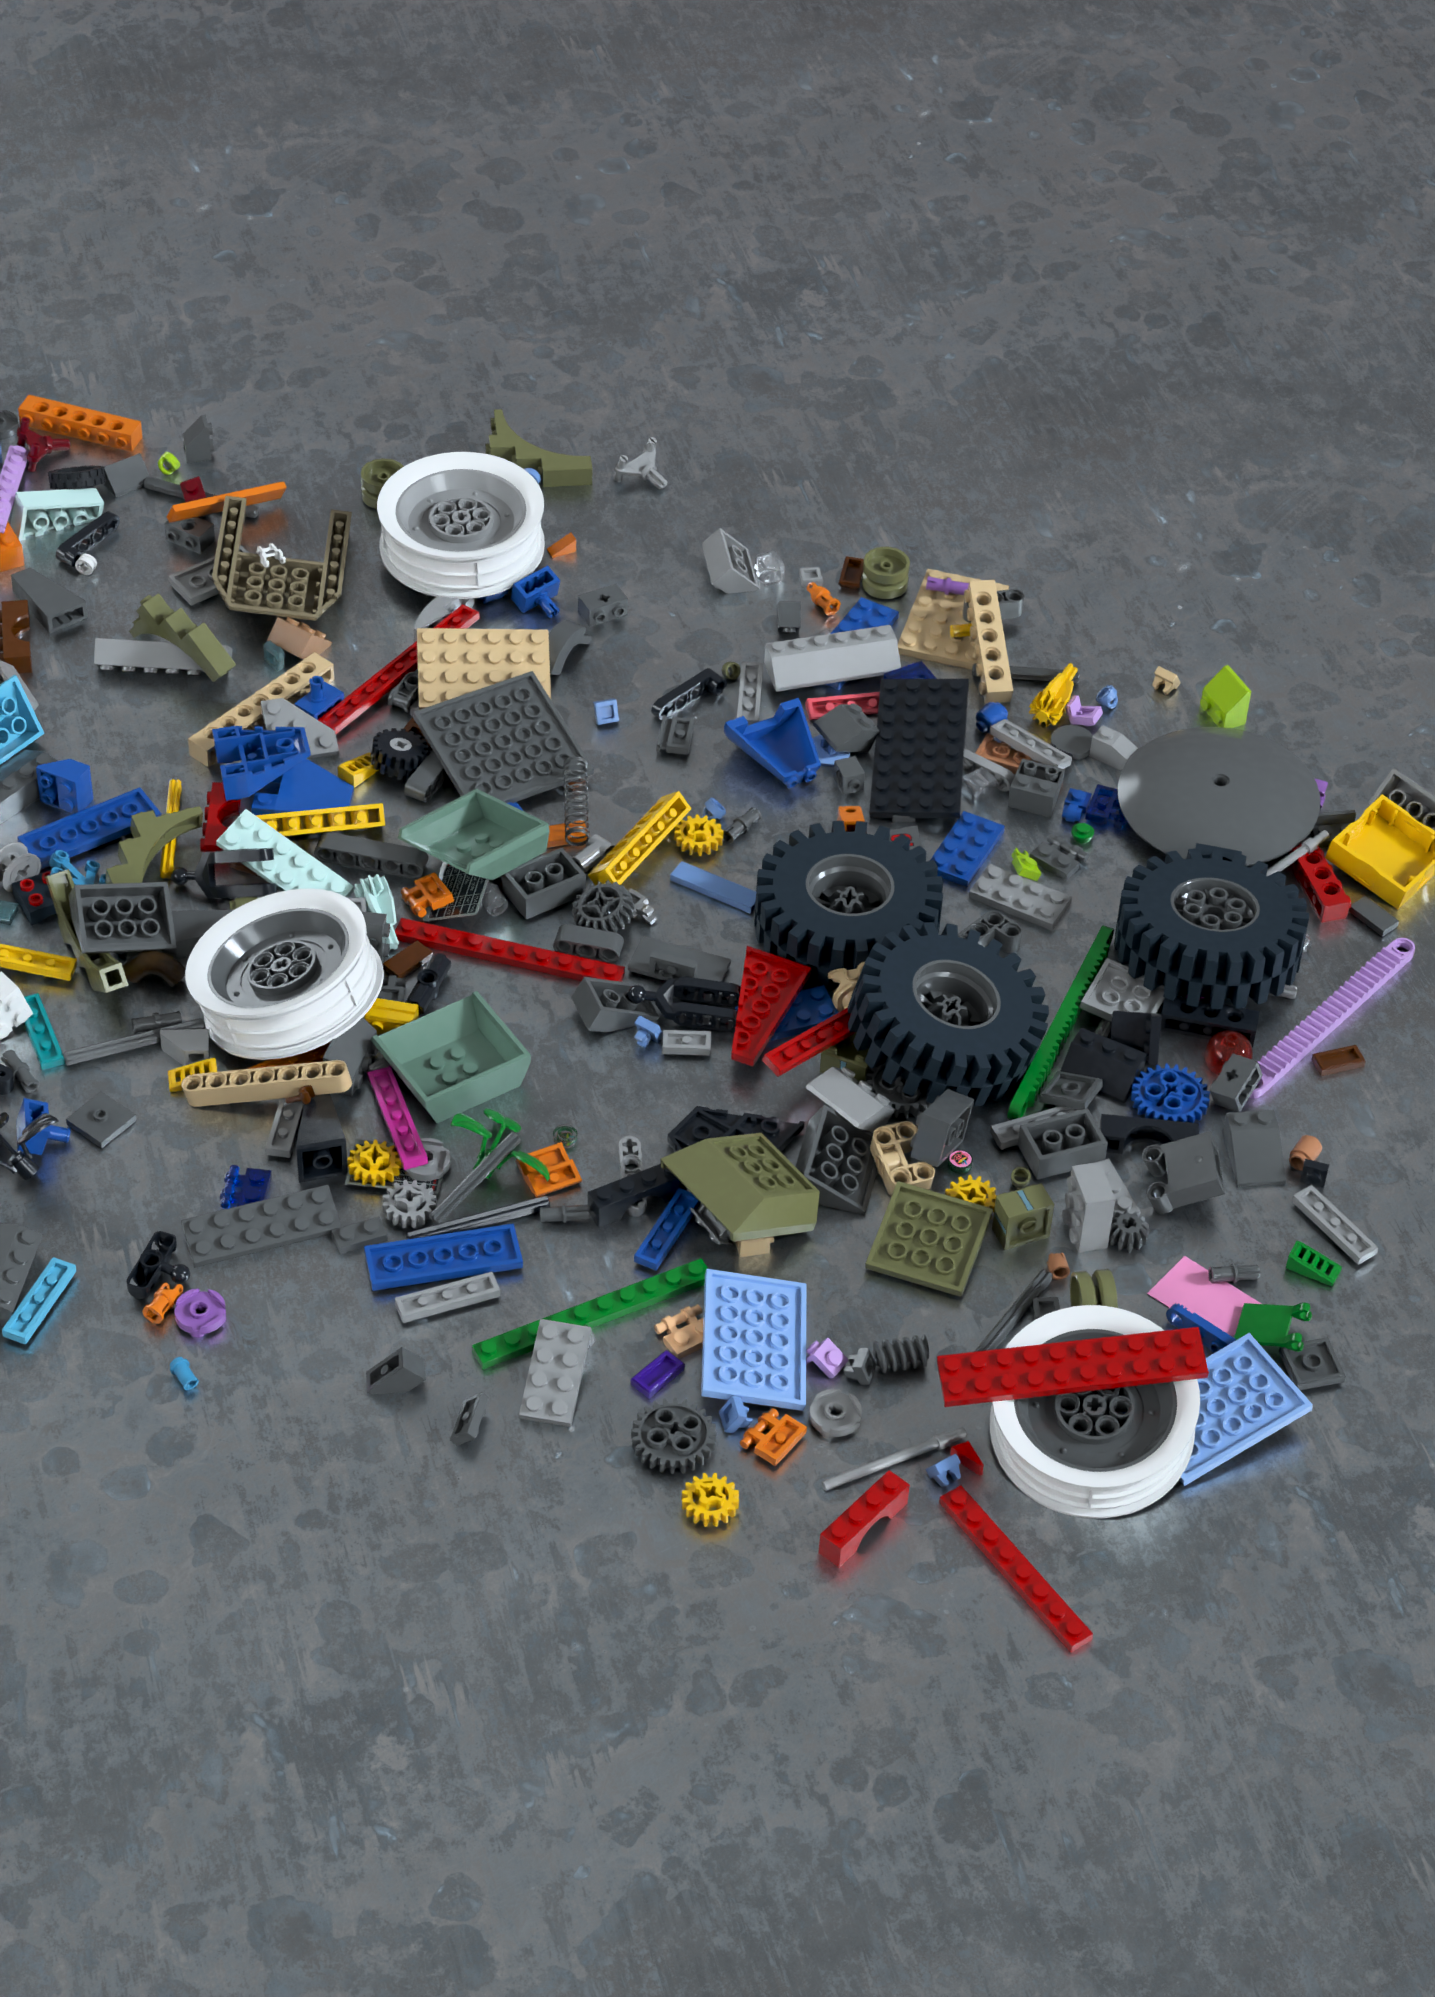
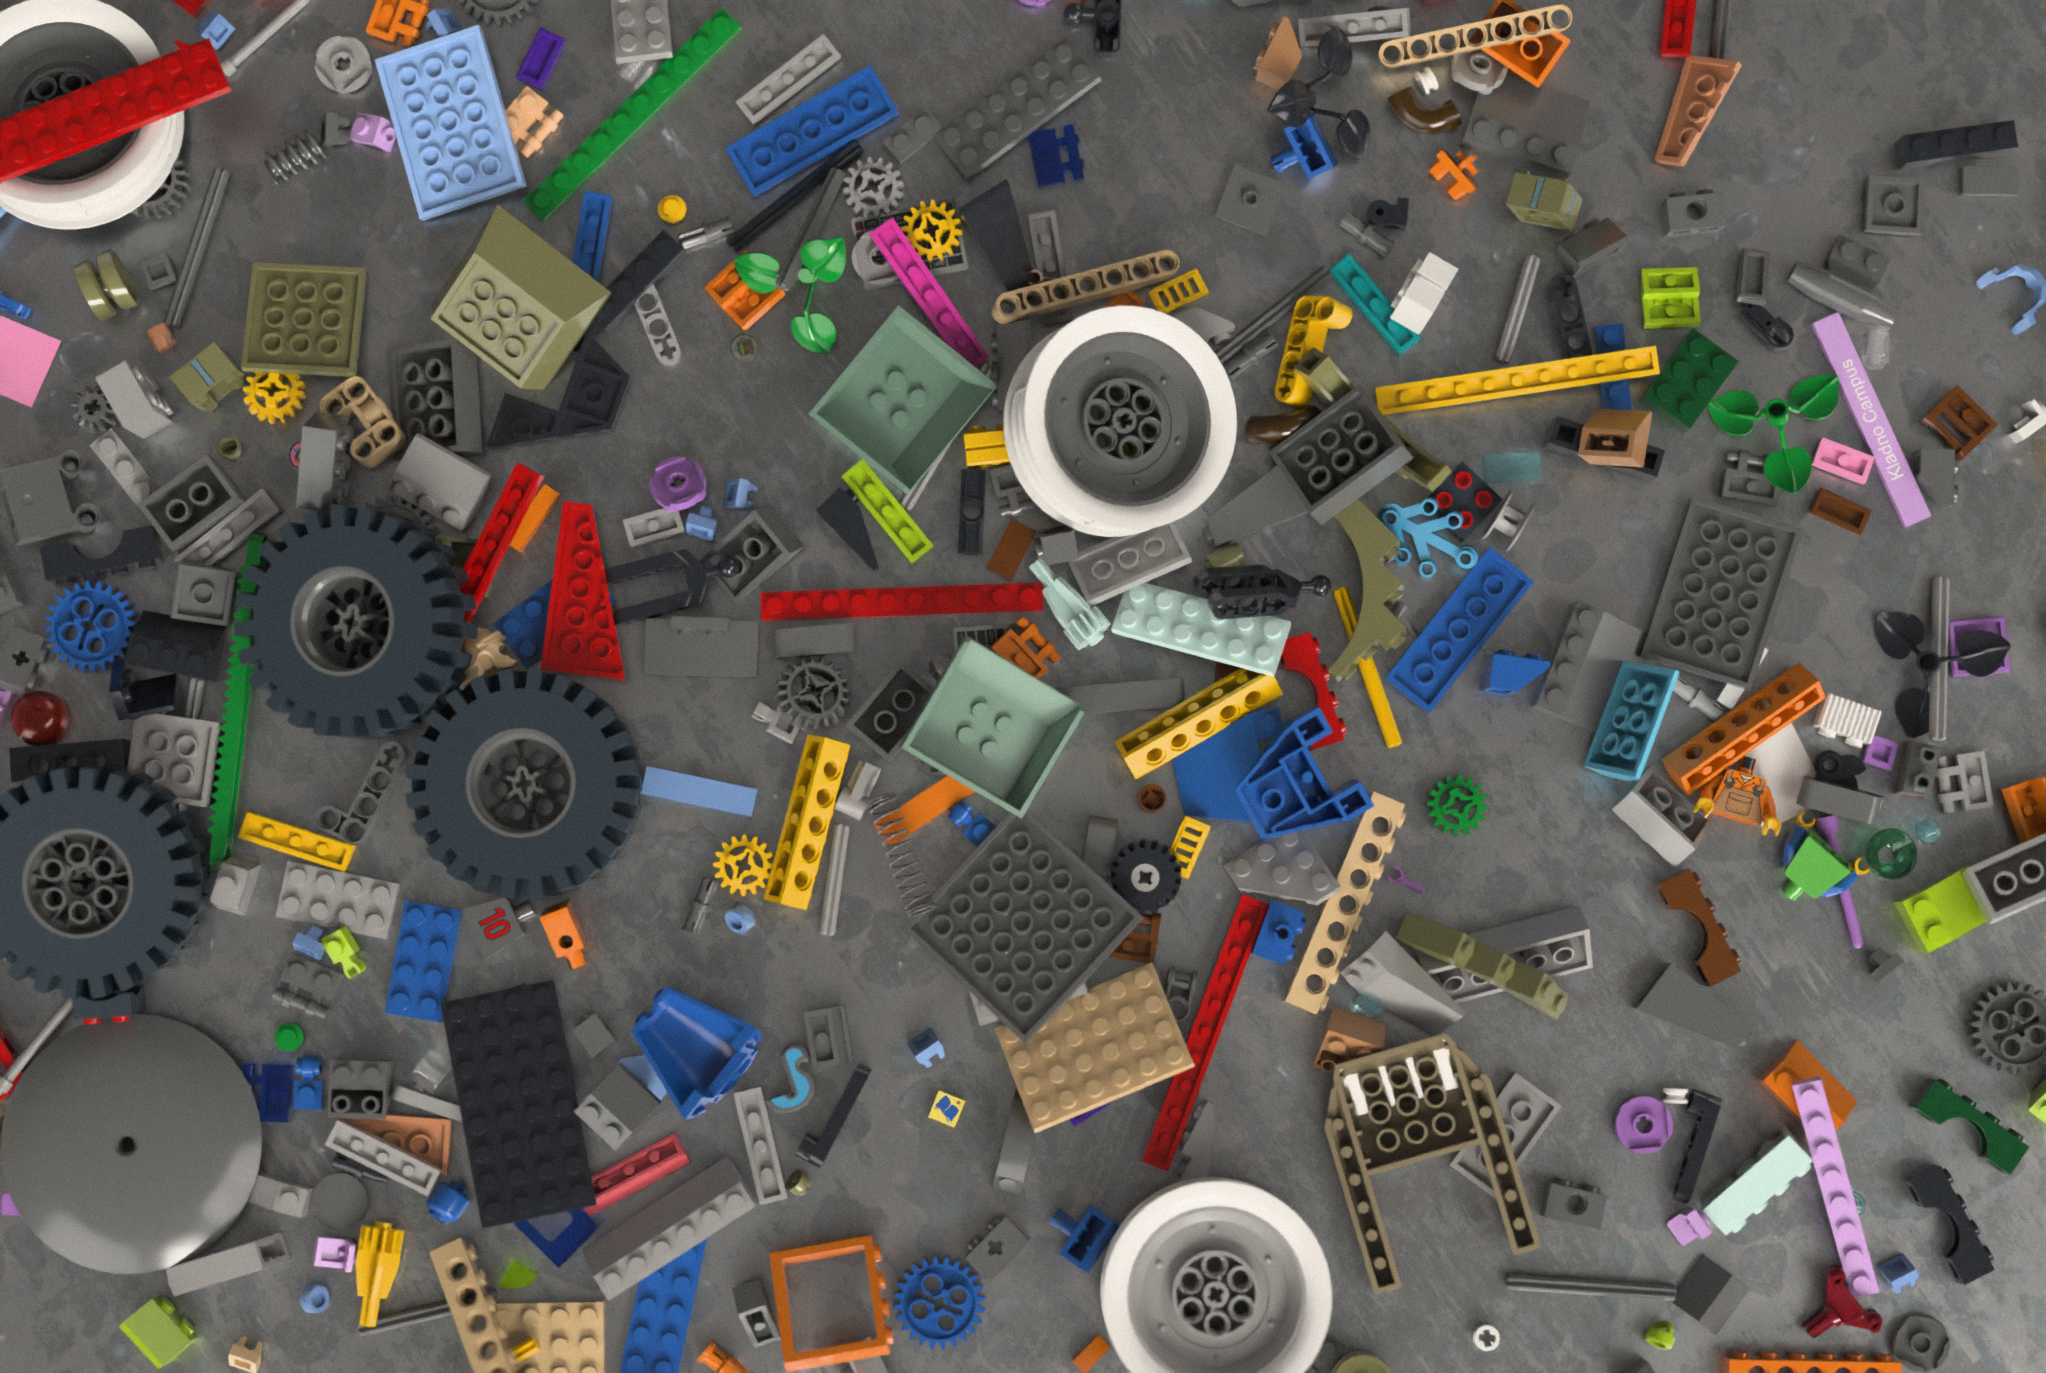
camera: 160 degrees right, 40 degrees up
(26, 1187) = (1281, 58): none -> medium nougat slope
(76, 477) = (1743, 1231): black tyre -> none
(109, 563) = (1655, 1135): none -> medium lavender plate
(112, 1005) = (1307, 330): none -> yellow beam
(119, 507) = (1689, 1225): none -> lavender bracket
(149, 737) = (1462, 817): none -> green gear
(193, 490) = (1593, 1272): dark red plate -> none
(213, 714) = (1406, 881): none -> medium lavender hand
(216, 503) = (1543, 1258): orange tile -> none
(250, 656) = (1401, 985): none -> light grey slope
(277, 553) = (1444, 1157): white piece -> none
(289, 494) = (1479, 1343): none -> white bush
(373, 792) = (1151, 798): none -> reddish brown wheel
(487, 985) = (887, 511): none -> lime plate
(531, 1005) = (846, 519): none -> black slope
(586, 1239) = (672, 209): none -> yellow plate
(605, 682) = (946, 1108): none -> light yellow tile
(610, 1043) = (736, 494): none -> medium blue tile
(633, 814) = (834, 879): none -> light grey axle
(653, 1070) = (681, 497): none -> medium lavender plate
(656, 590) = (950, 1278): none -> blue gear
(707, 712) = (800, 1079): none -> animal
(730, 631) = (841, 1353): none -> orange window
(769, 1082) = (535, 515): none -> orange piece
(954, 673) = (517, 1276): none -> clear neon green tile
(1048, 939) = (296, 841): none -> yellow tile
(1049, 873) = (310, 944): none -> medium blue tile
(1101, 909) = (235, 885): none -> light grey torso
(1153, 718) = (227, 1264): none -> light grey slope

